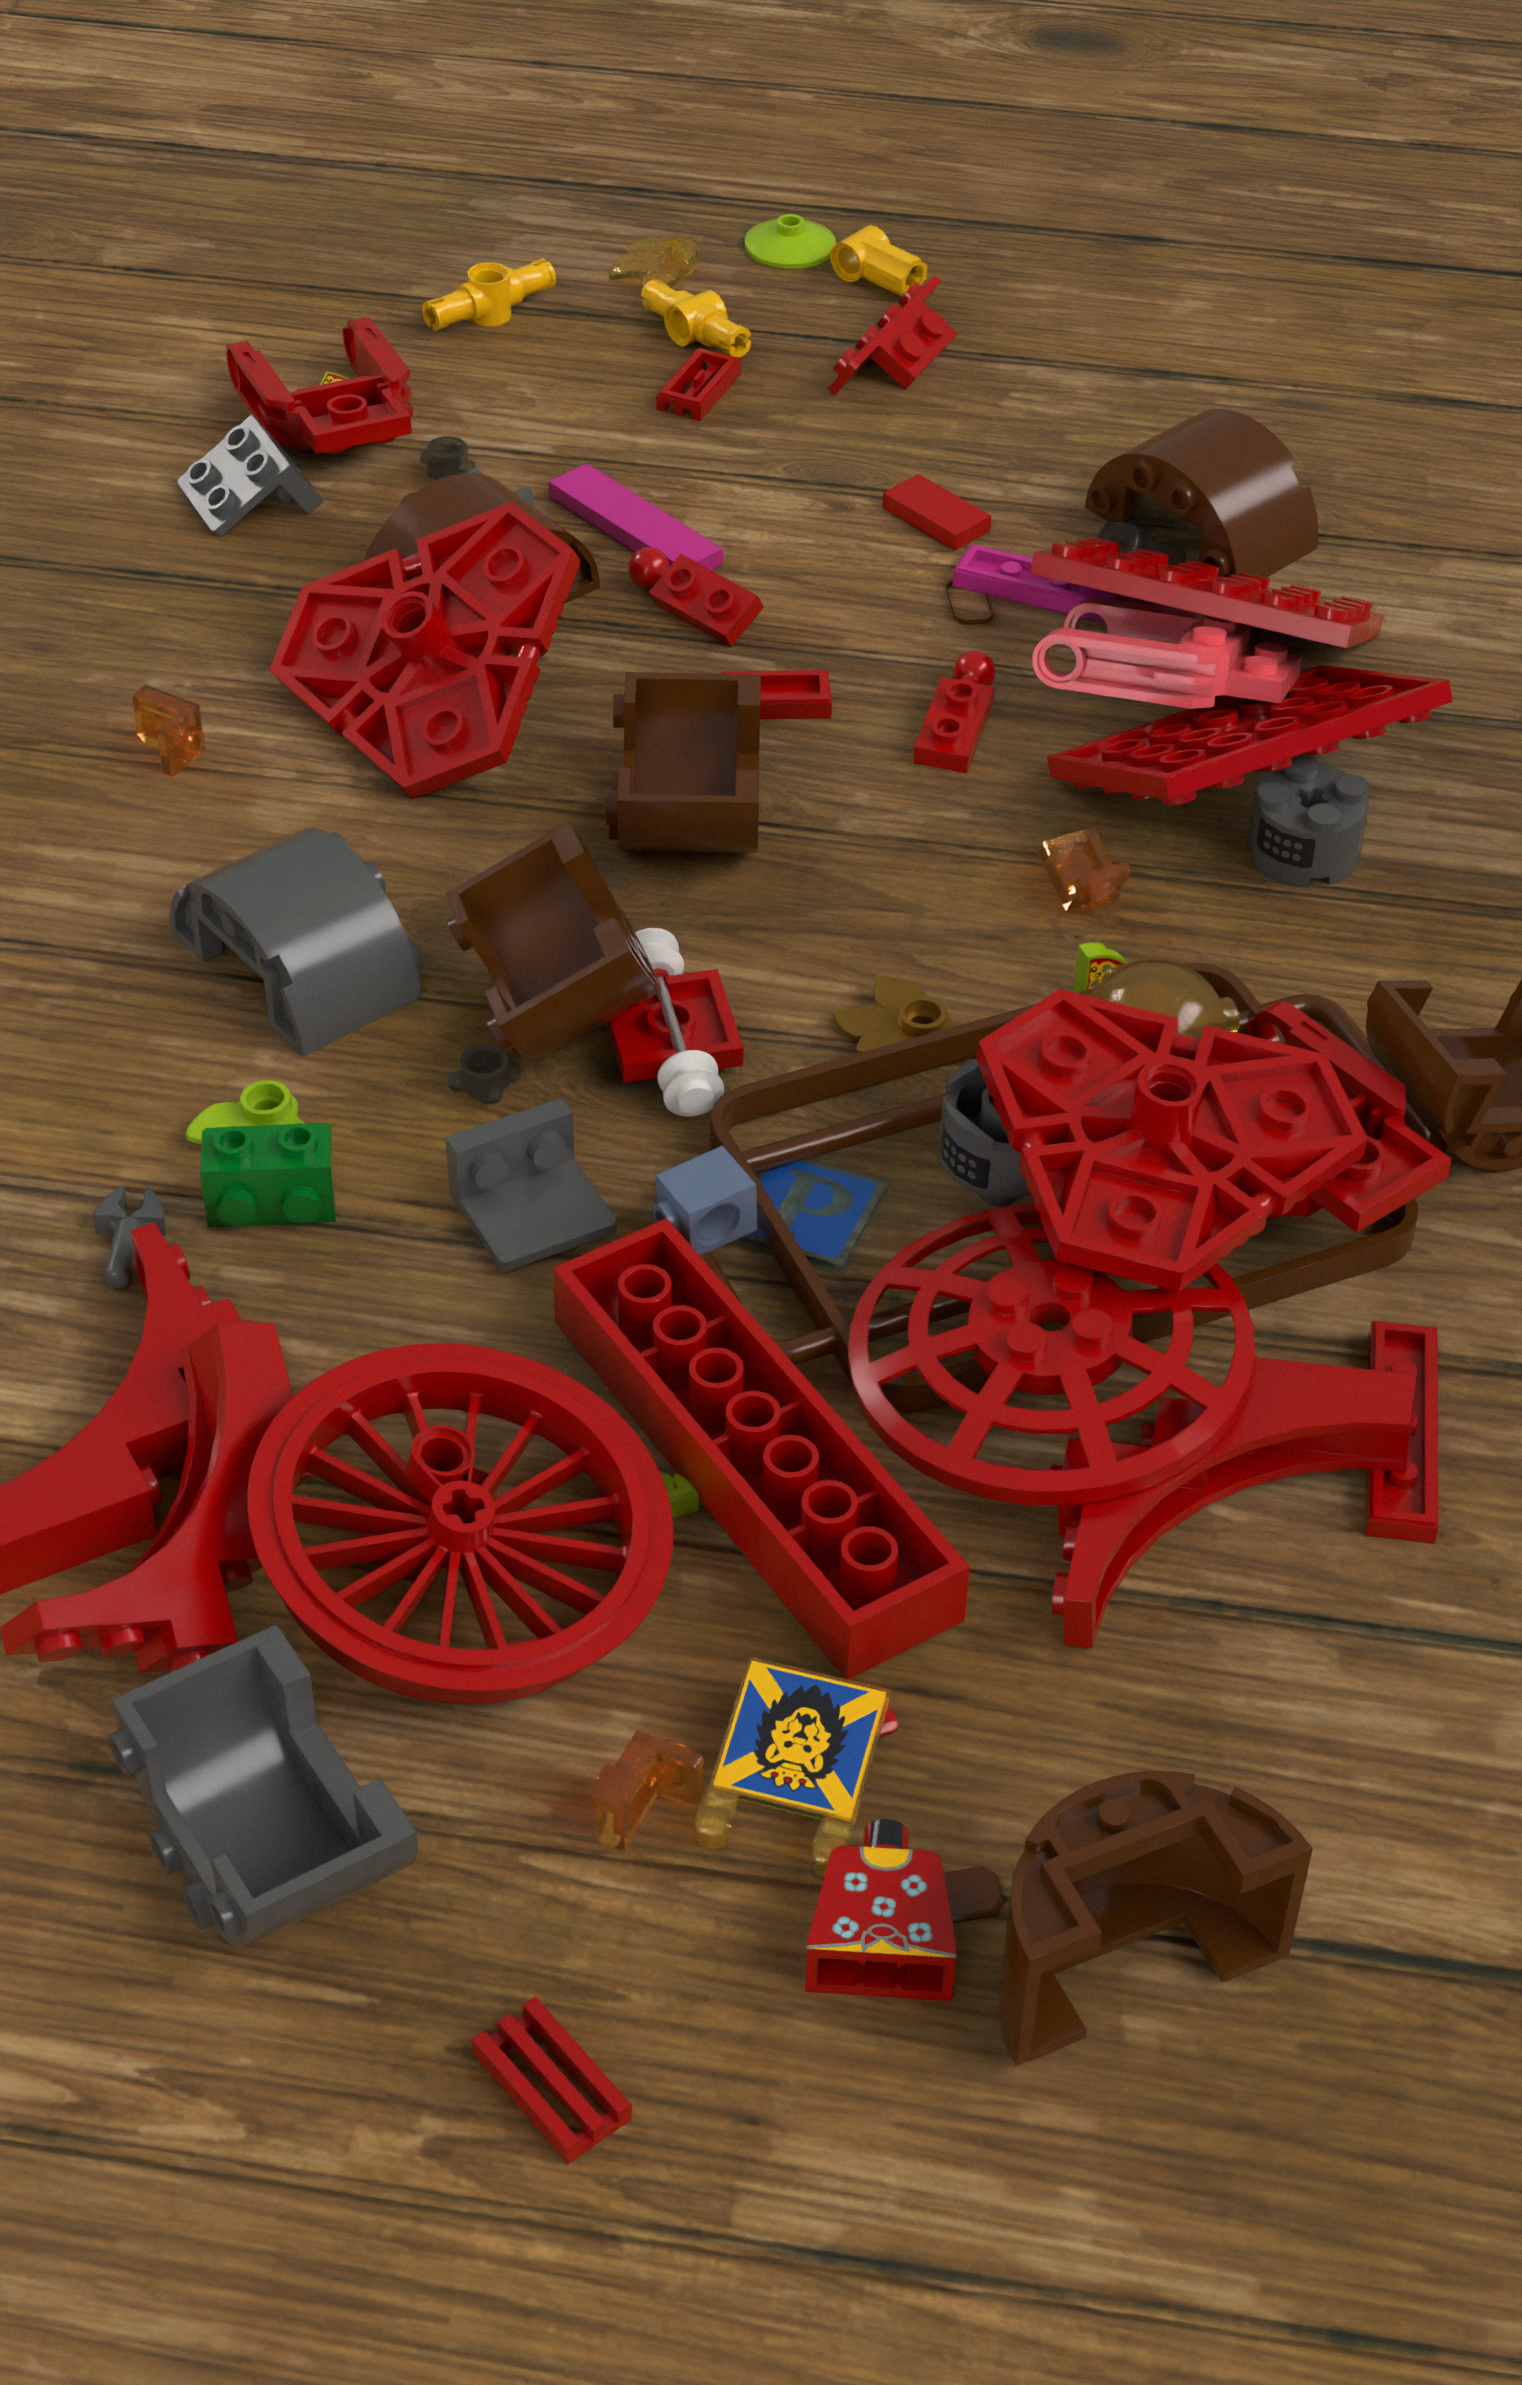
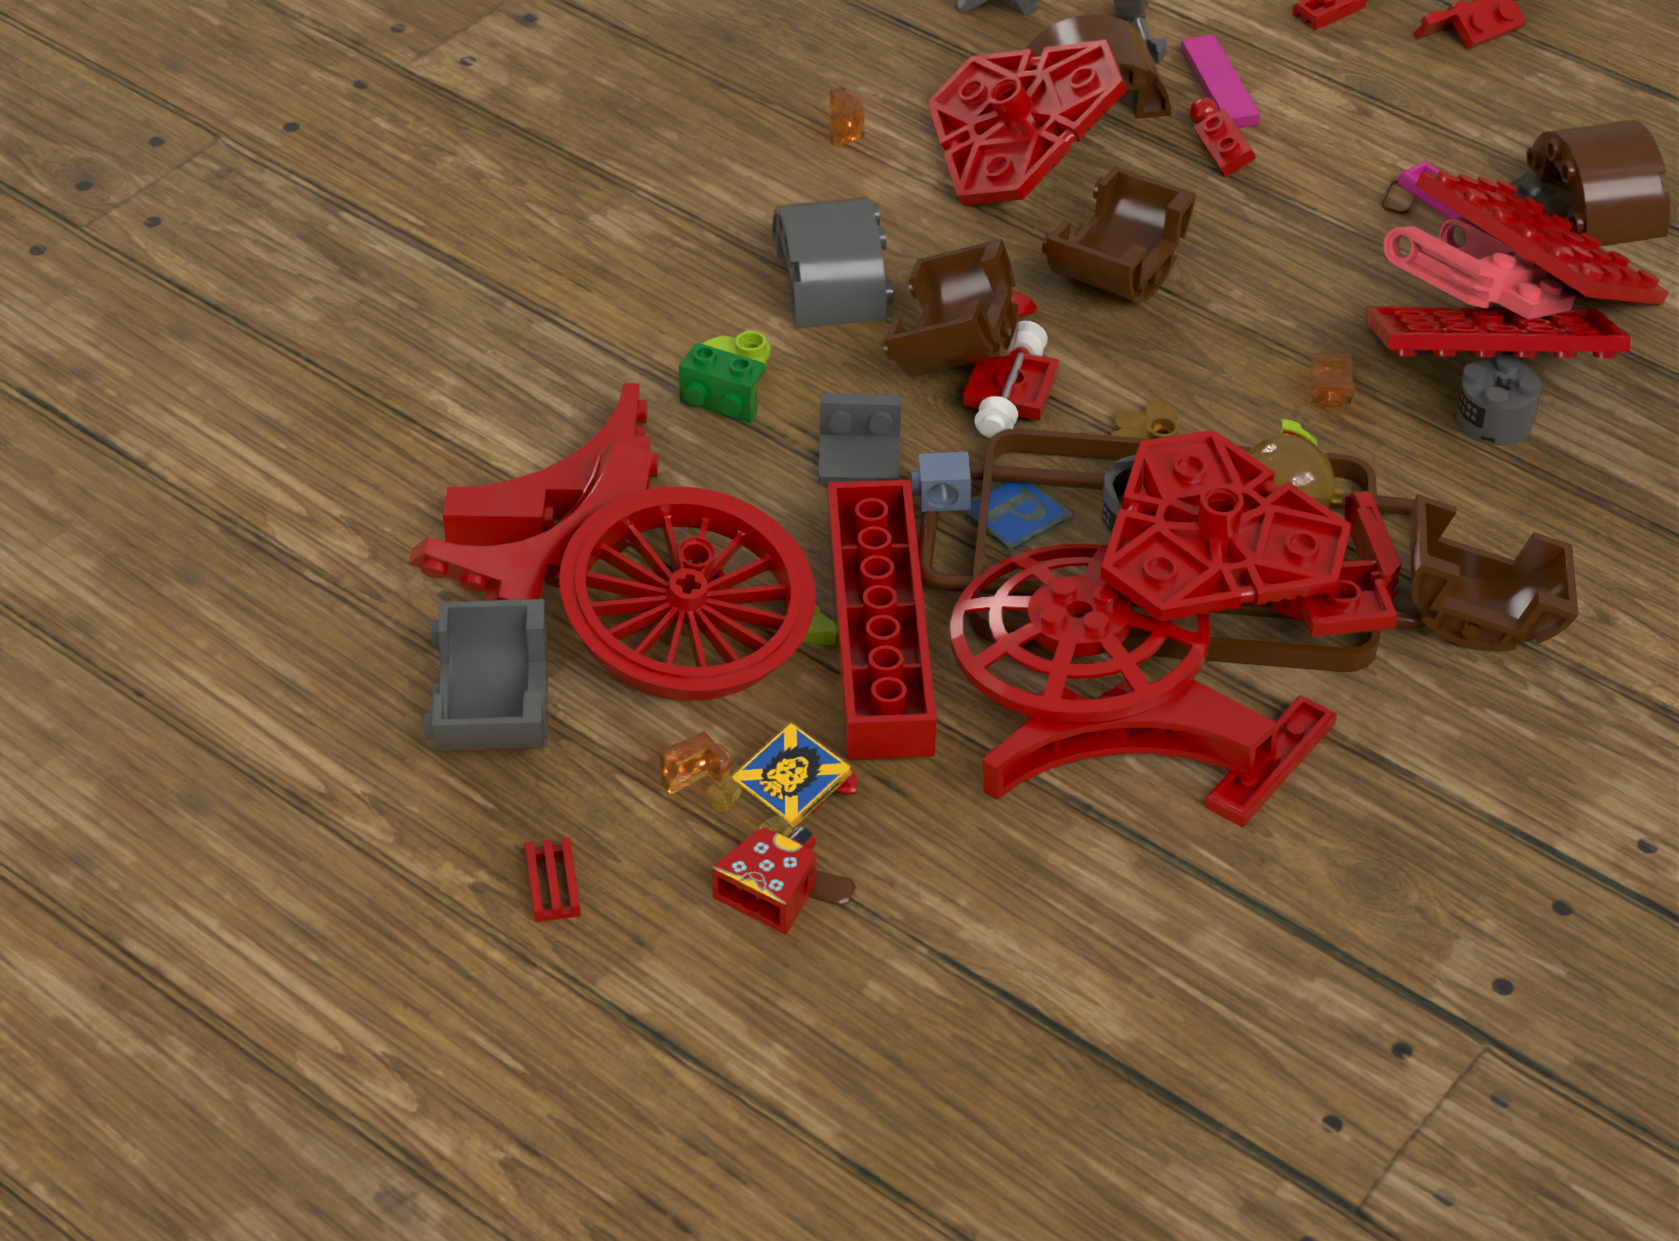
camera: 30 degrees right, 0 degrees up
(111, 1218) = (634, 374): dark grey bar -> none
(484, 1073) = (884, 373): clear smoke plate -> none
(793, 694) = (1229, 214): red tile -> none
(936, 511) = (1421, 133): red tile -> none
(957, 714) = (1331, 262): red plate -> none
(1130, 1864) = (888, 896): reddish brown cylinder -> none

